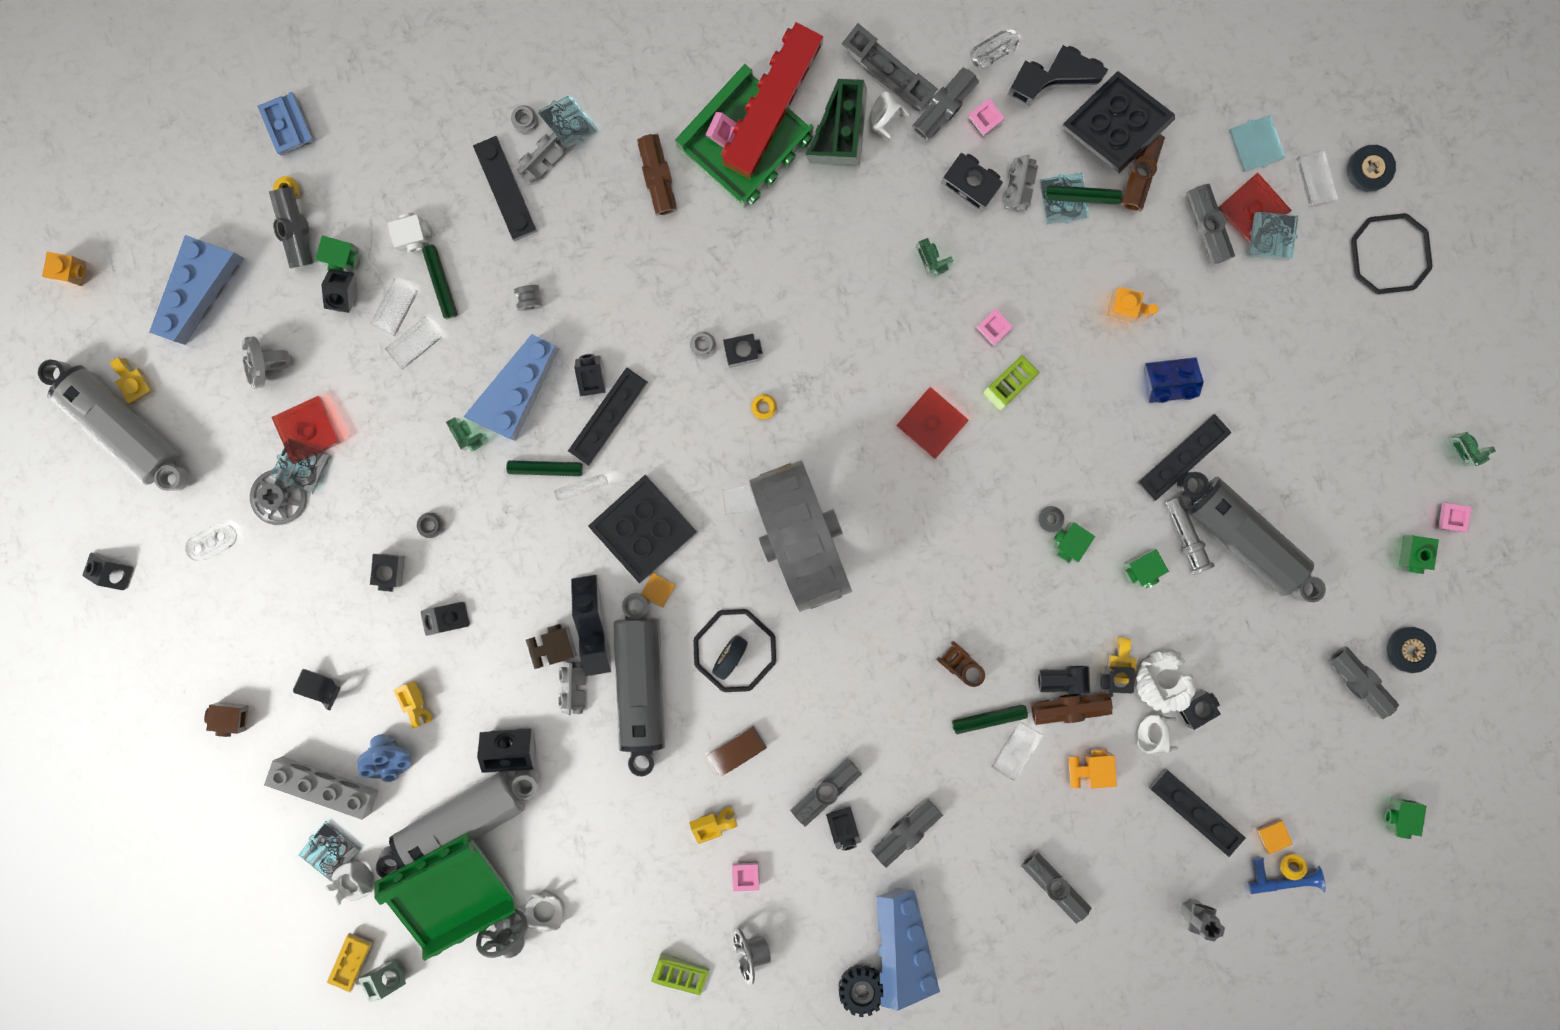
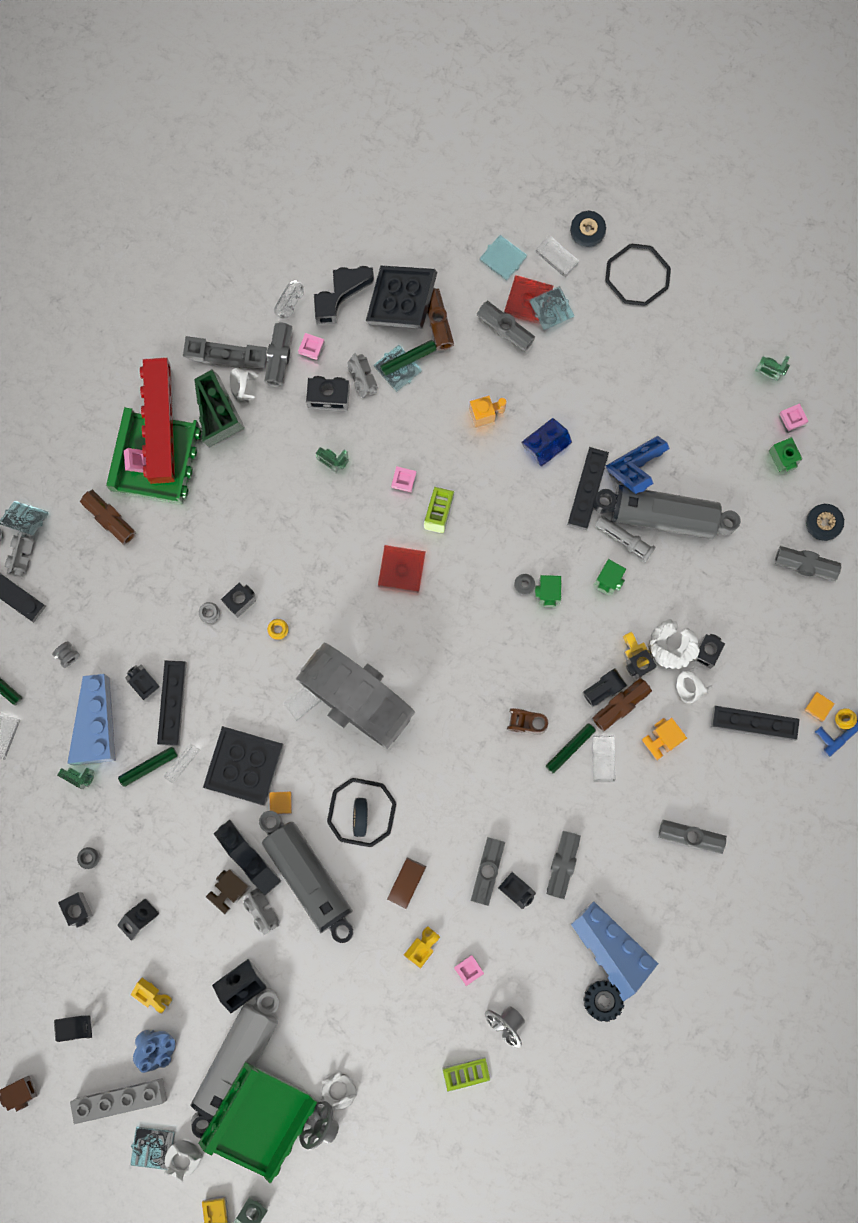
camera: 30 degrees left, 10 degrees down
(1202, 920) = (805, 792): dark grey piece -> none
(1239, 461) = (627, 468): none -> blue plate

